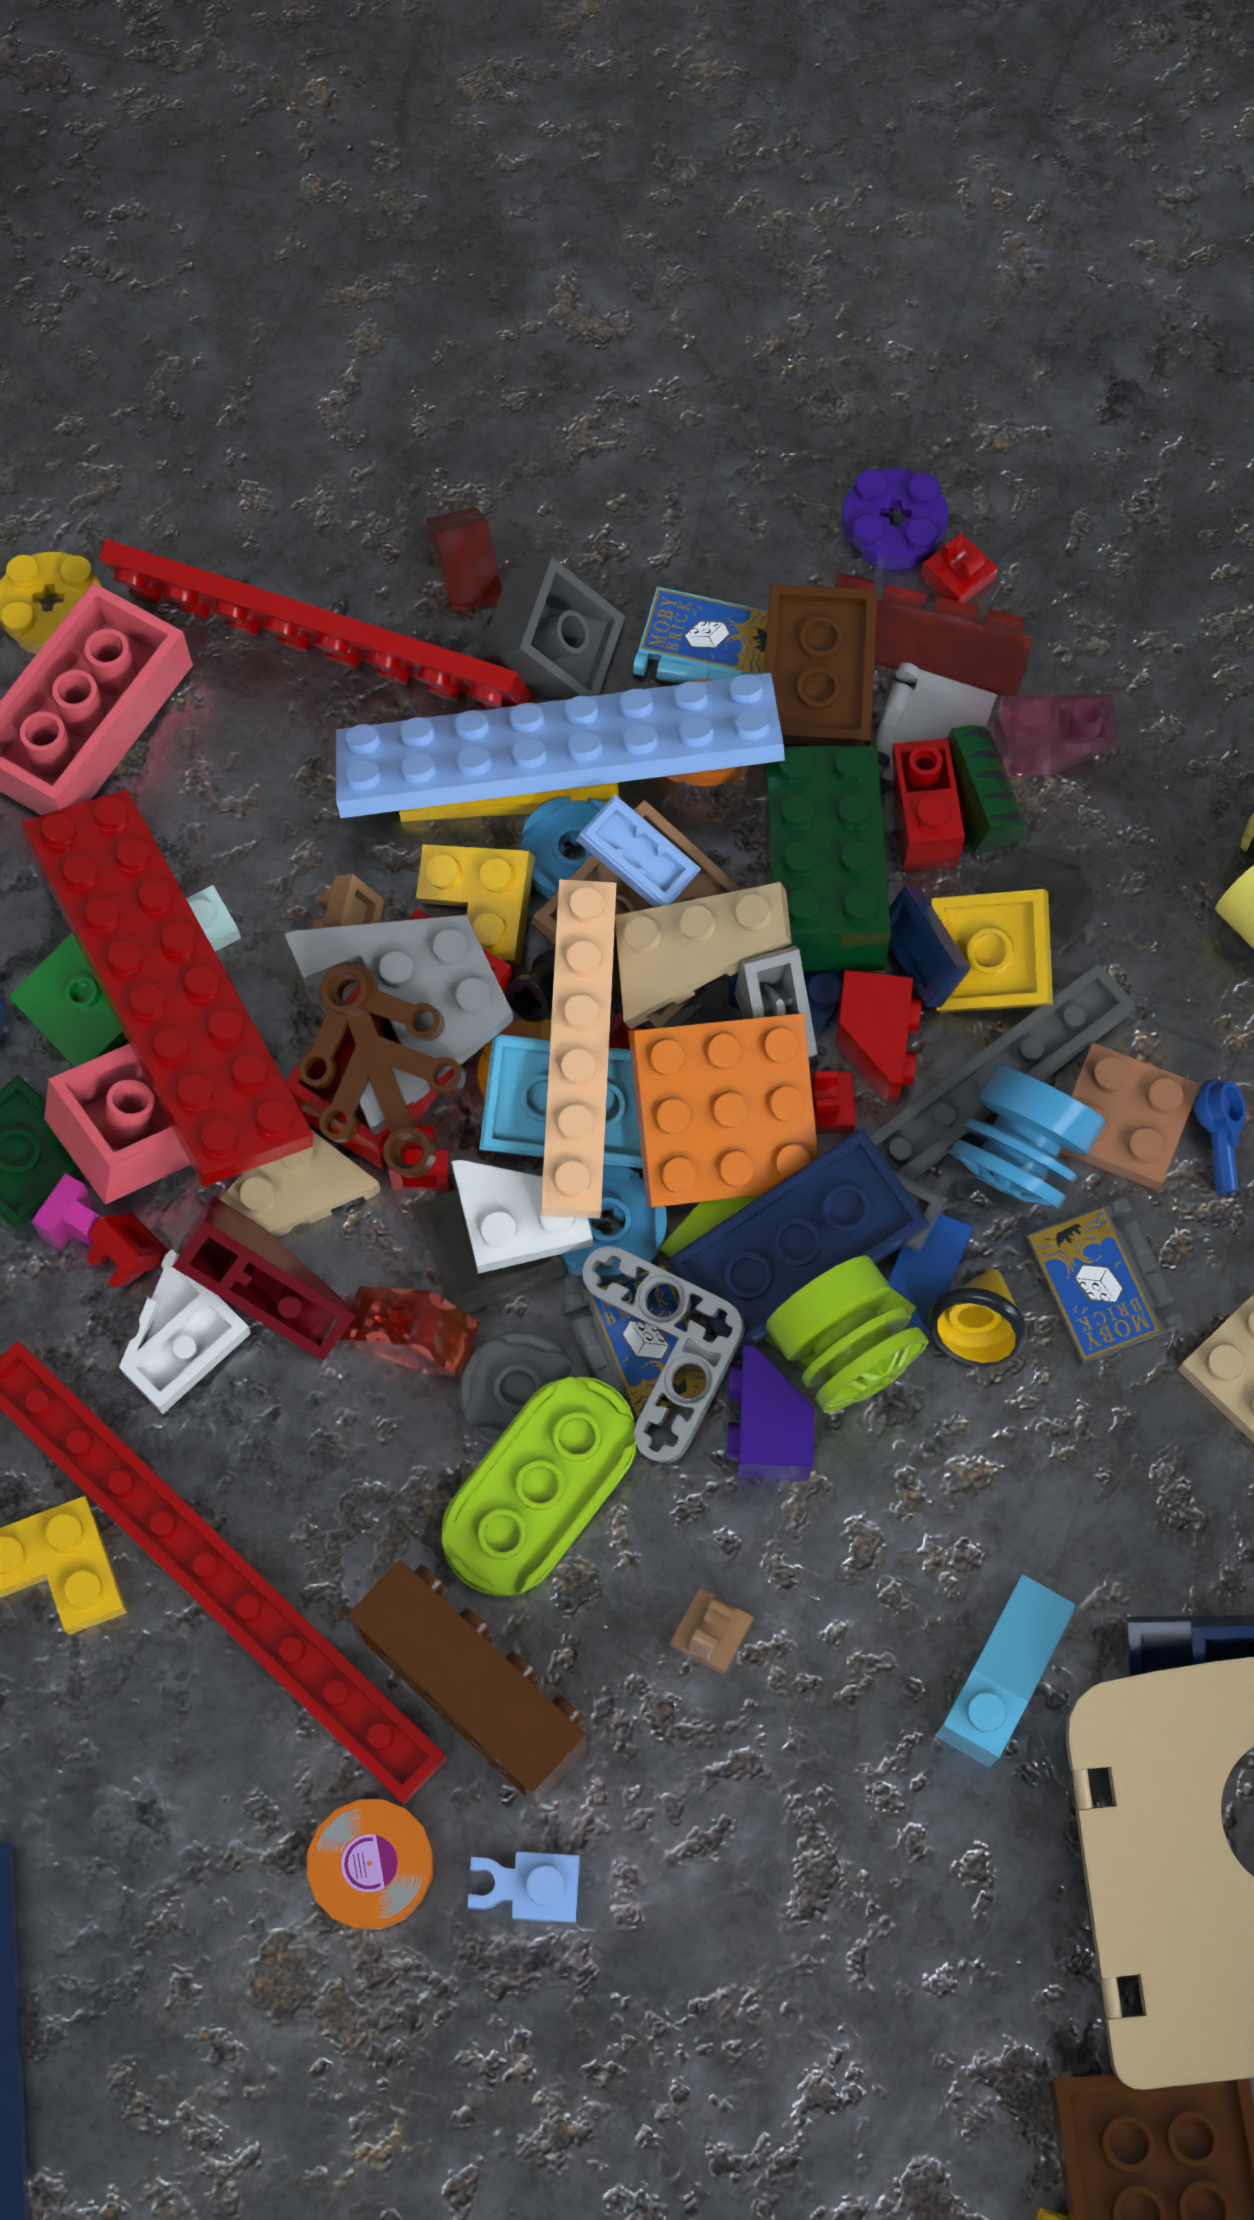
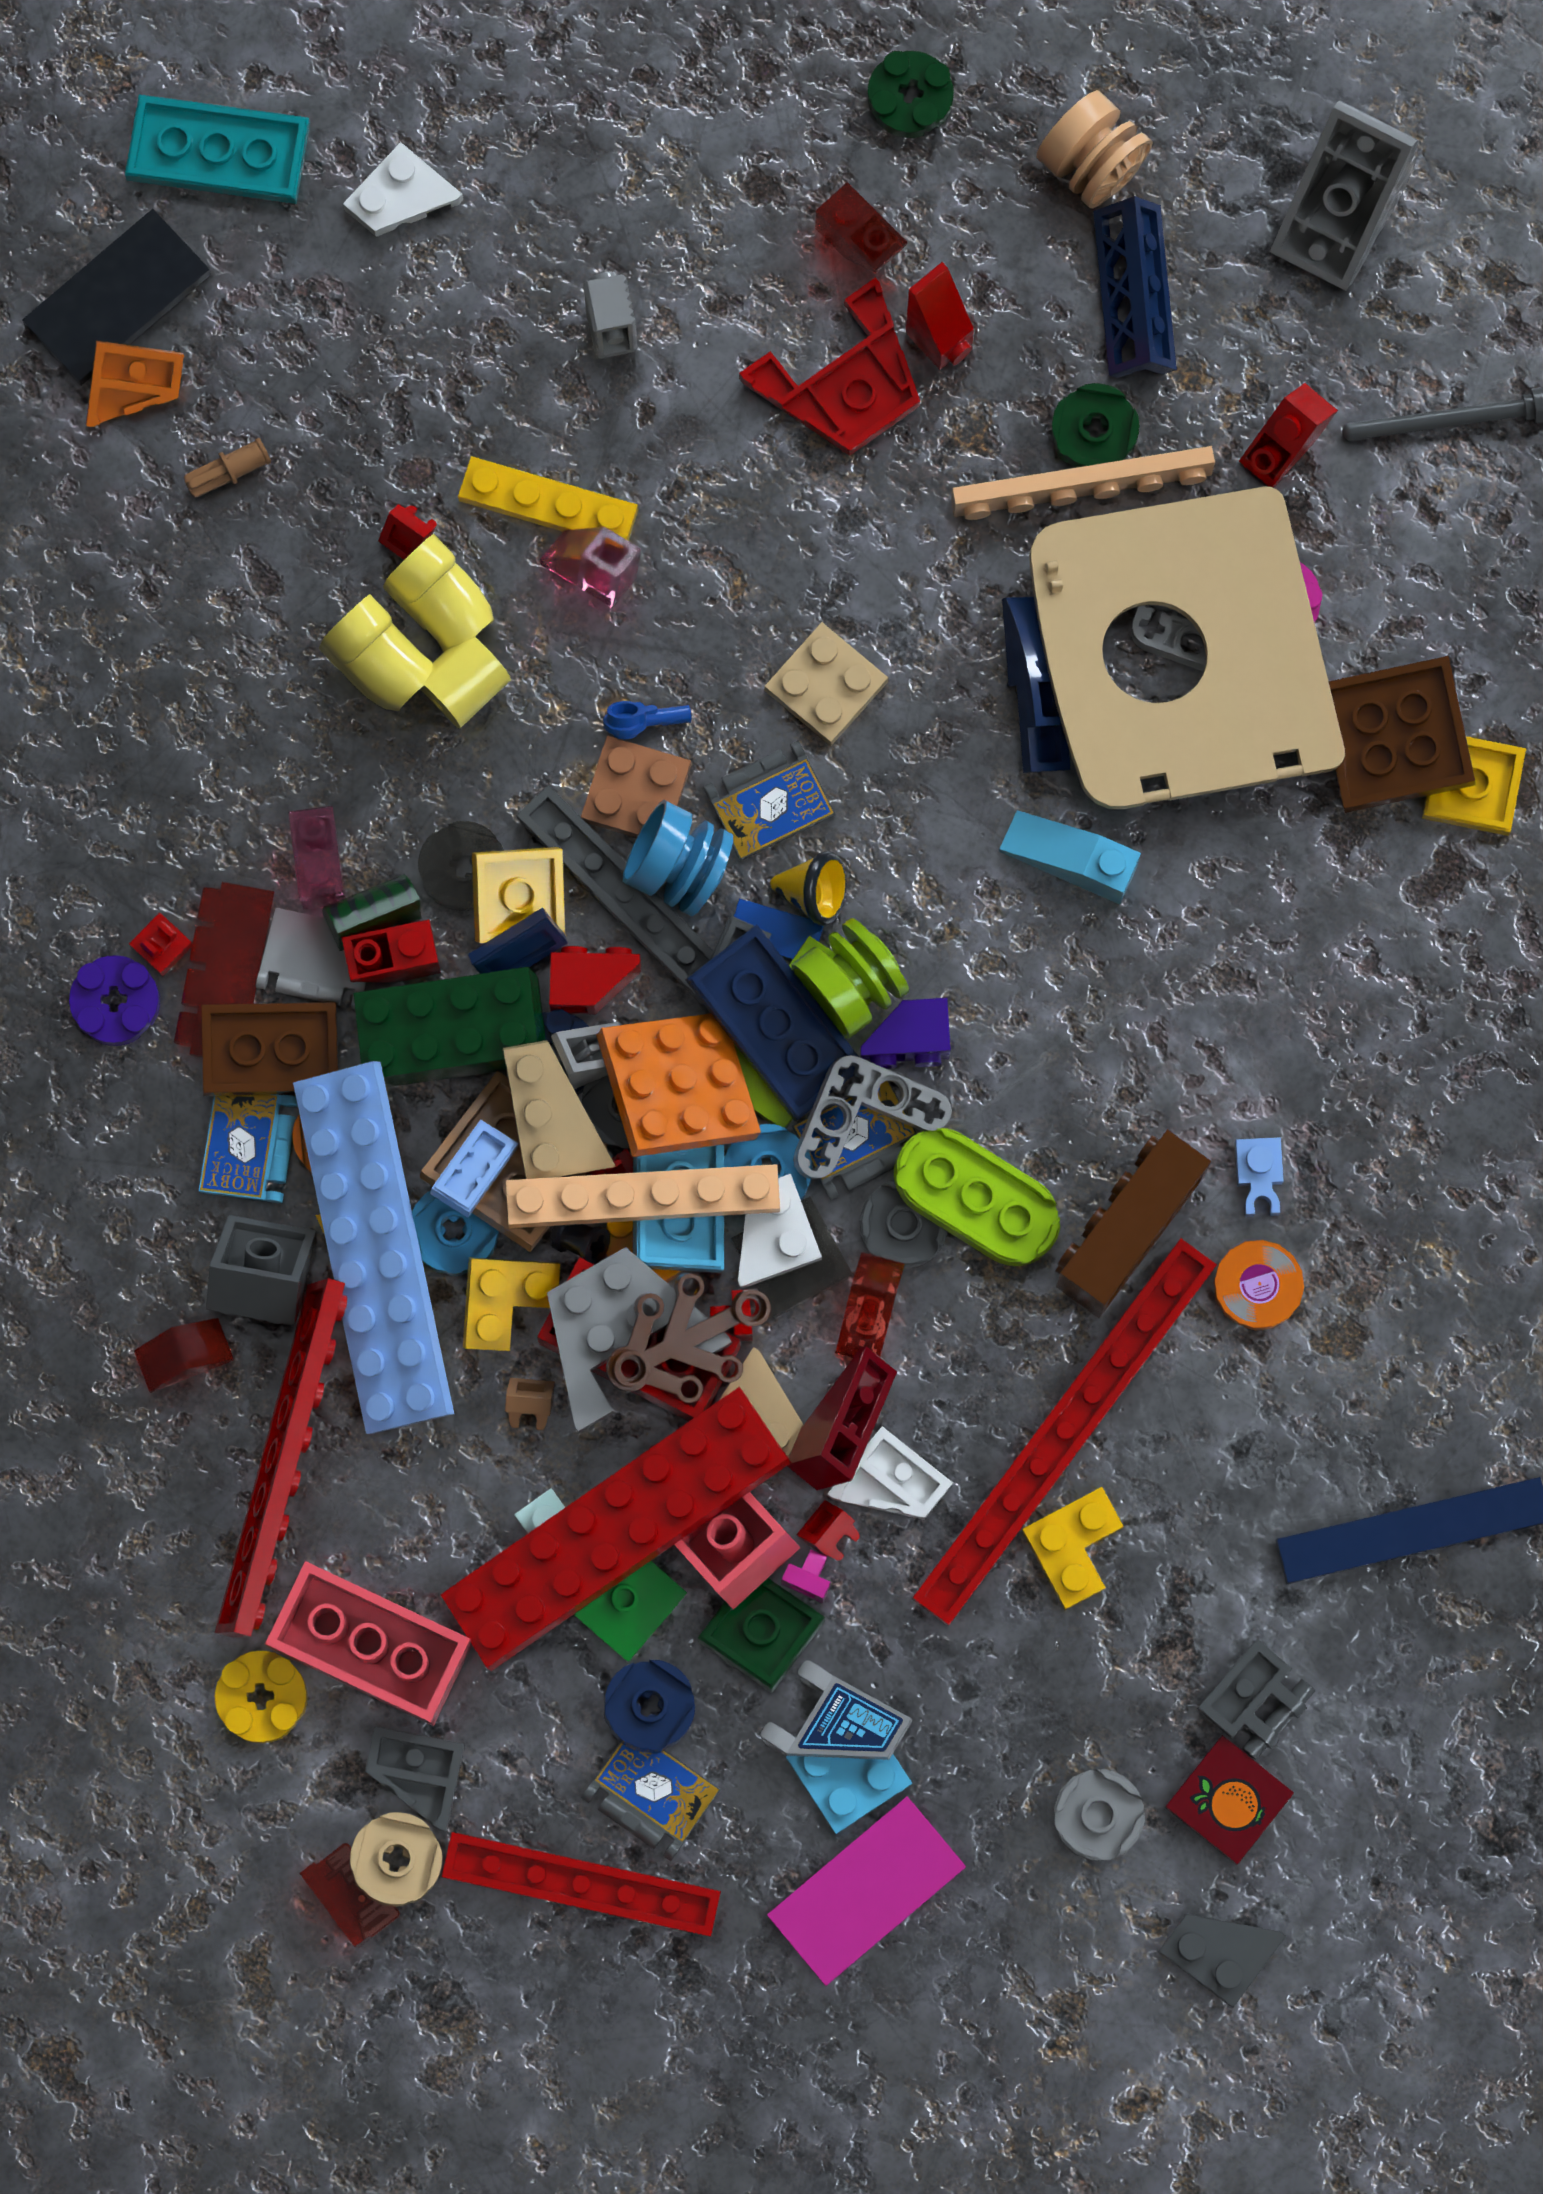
camera: 95 degrees left, 10 degrees up
(711, 1631) = (1066, 1064): medium nougat tile -> none
(833, 1101) = (647, 1007): red tile -> none

